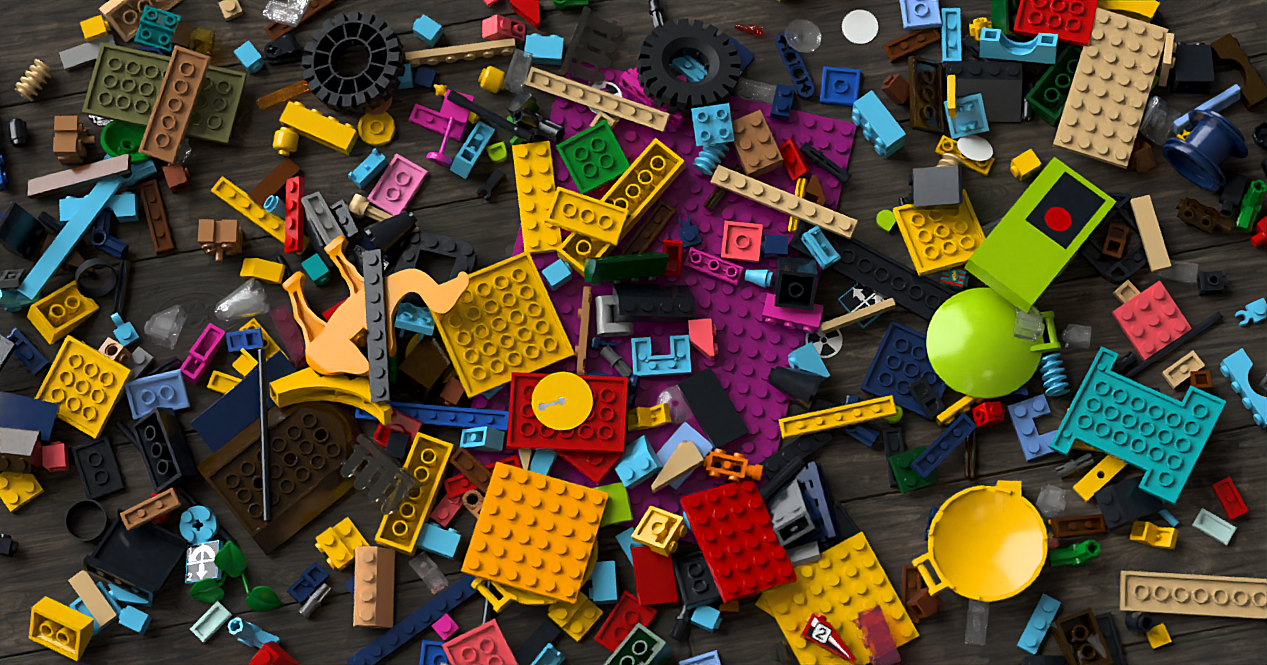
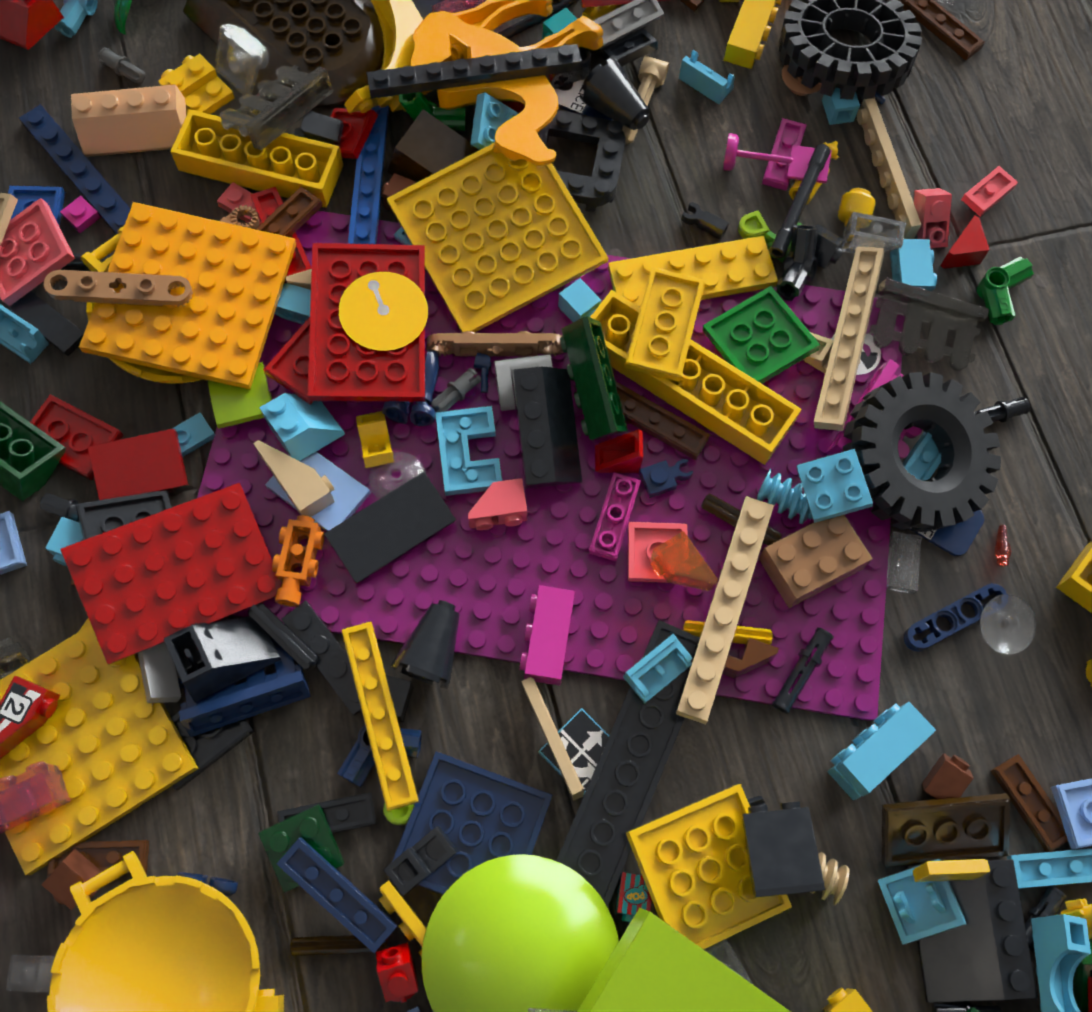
camera: 75 degrees right, 5 degrees down
(308, 583) = (145, 57): dark blue slope -> none
(327, 505) = (240, 57): none -> clear slope
(376, 129) = (764, 86): yellow tile -> none
(397, 185) = (688, 115): bright pink tile -> none
(425, 77) = (845, 133): dark blue tile -> none
(427, 30) = (912, 128): medium azure brick -> none
(428, 572) = (151, 184): clear slope -> none
(439, 541) = (196, 191): medium azure brick -> none
(472, 149) = (749, 190): medium azure slope -> none
(482, 439) = (333, 225): medium azure slope -> none
(536, 560) = (137, 290): none -> medium nougat piece
(576, 618) = (86, 374): yellow plate -> none
(604, 583) = (129, 401): medium azure brick -> none
(660, 530) = (197, 463): yellow plate -> none
(754, 225) = (682, 564): none -> clear orange slope
(760, 277) = (602, 585): medium azure cone -> none
(774, 246) = (654, 601): dark blue brick -> none
(782, 102) = (892, 601): dark blue plate -> none
(793, 159) = (800, 620): red plate -> none
(795, 282) = (594, 629): black slope -> none
(808, 360) = (471, 664): medium azure slope -> none
(825, 344) = (507, 694): sticker -> none
(840, 86) = (936, 689): blue tile -> none
(860, 26) = (1041, 716): white sticker -> none
(886, 220) = (721, 776): lime tile -> none
(950, 146) = (845, 924): yellow tile -> none
(975, 147) = (867, 921): white sticker -> none

